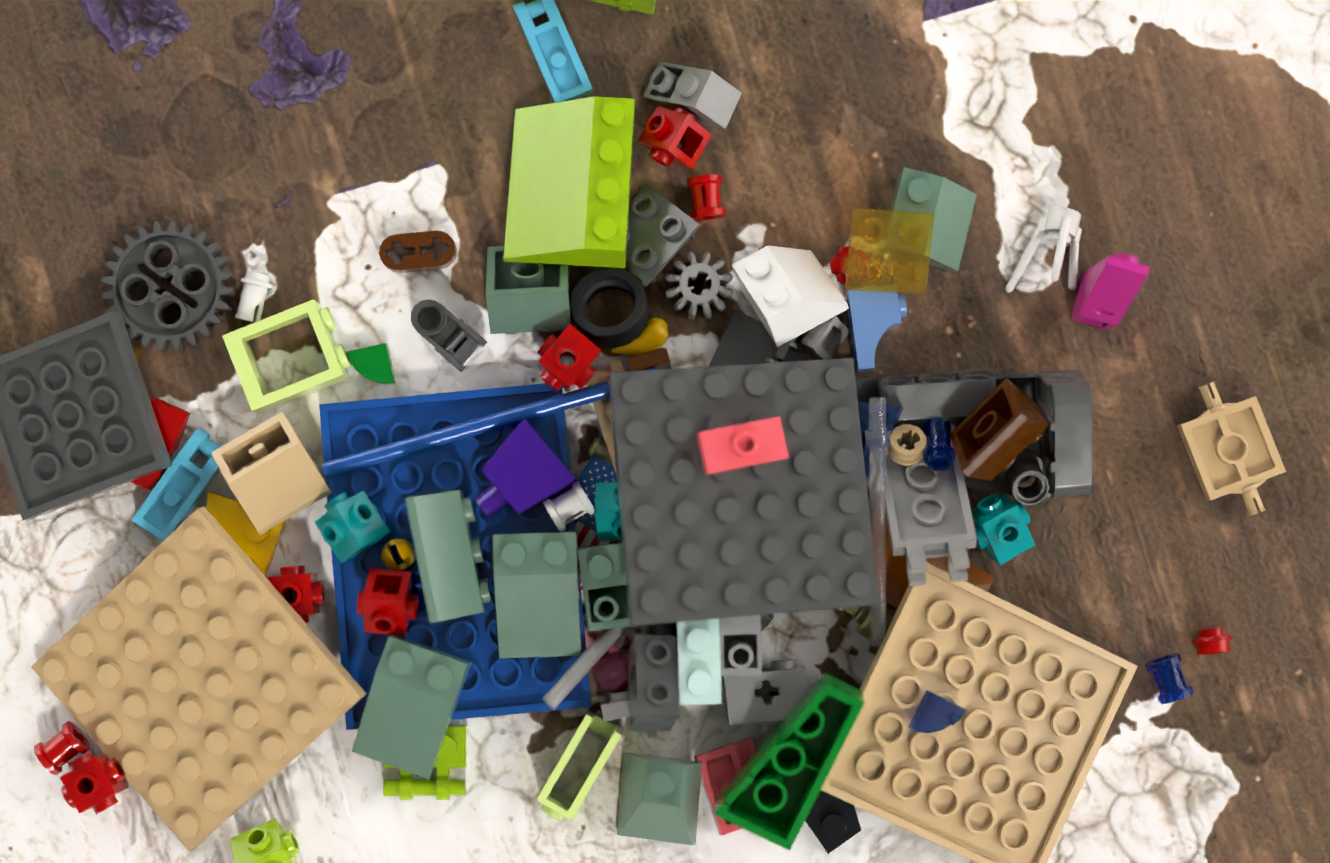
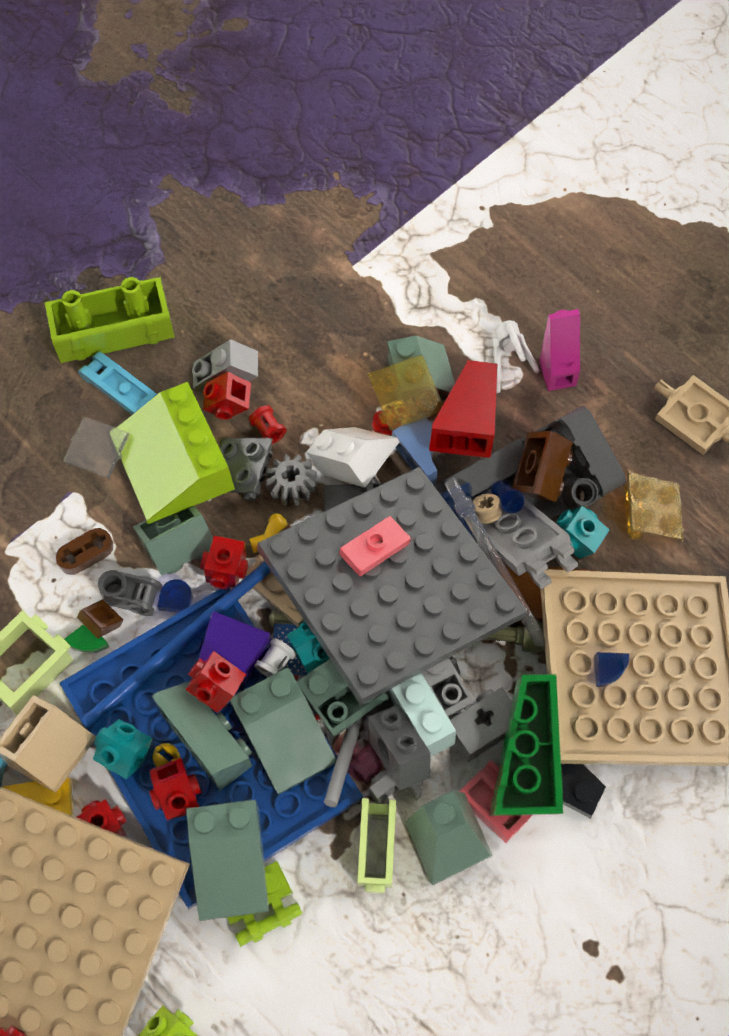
camera: 25 degrees left, 20 degrees down
(398, 347) = (100, 618): none -> reddish brown tile
(485, 510) = (214, 681): none -> red brick
(489, 123) = (96, 447): none -> clear piece
(497, 362) = (175, 596): none -> clear blue tile
(601, 280) = (231, 503): black tyre -> none
(825, 338) = (392, 468): light grey tile -> none
(949, 319) = (468, 414): none -> red slope
(1107, 538) = (653, 507): none -> clear yellow hinge

